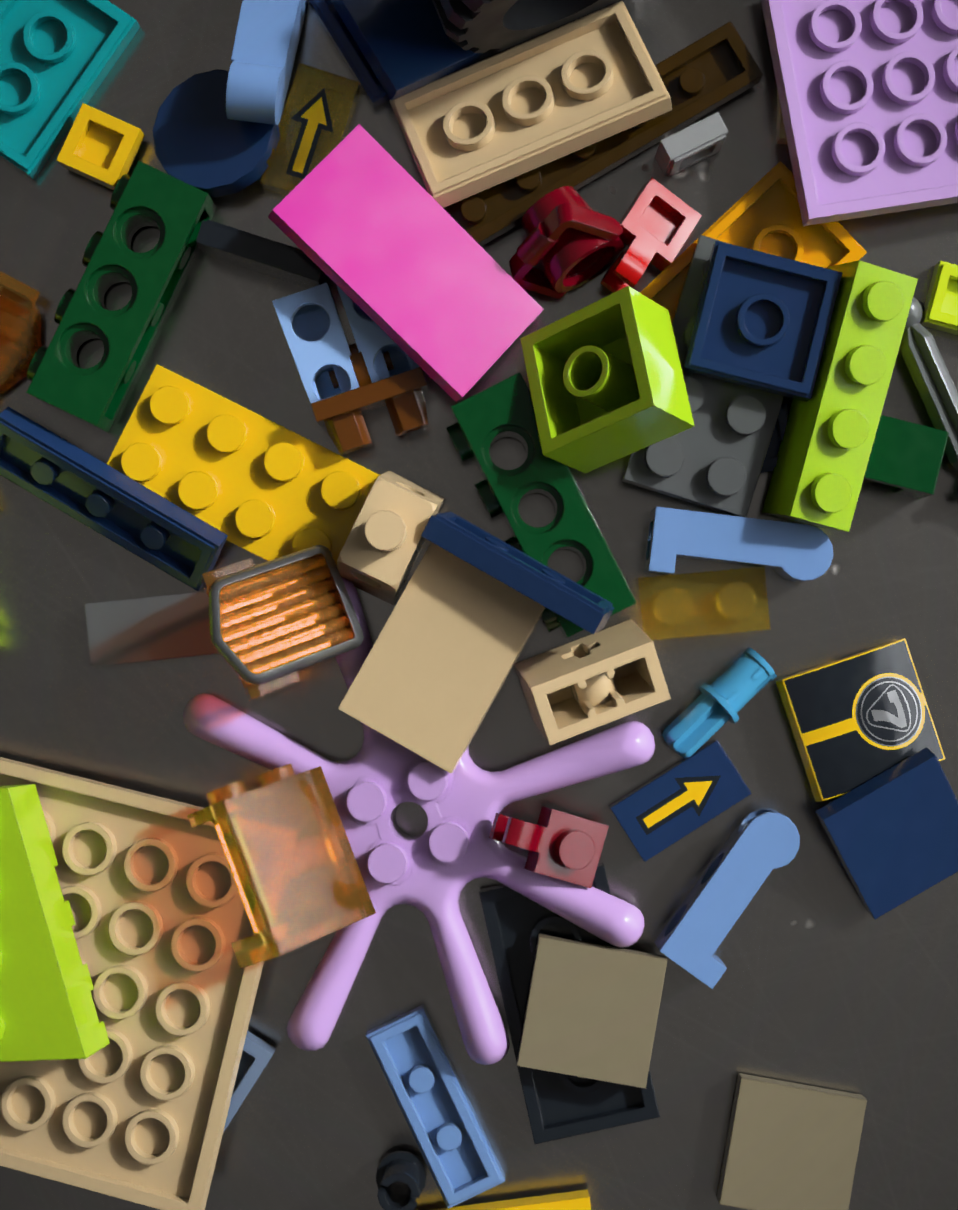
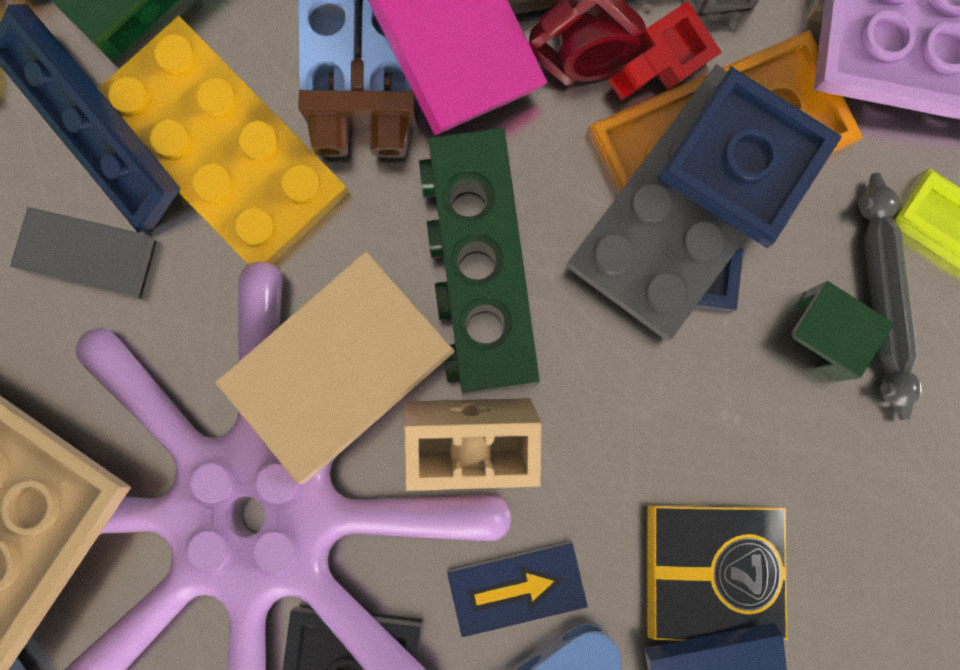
camera: 20 degrees right, 5 degrees down
(280, 617) = (184, 275): clear orange piece -> none
(286, 860) = (99, 515): clear orange panel -> none
(388, 536) = (326, 235): tan torso -> none
(519, 571) = (435, 310): dark blue tile -> none
(557, 846) = (380, 593): plate -> none
(606, 381) = (583, 160): lime brick -> none
(703, 603) = (604, 408): clear yellow plate -> none
(718, 703) = (585, 508): dark azure axle -> none
(790, 549) = (703, 384): medium blue leg -> none
(834, 431) = (784, 285): lime brick -> none

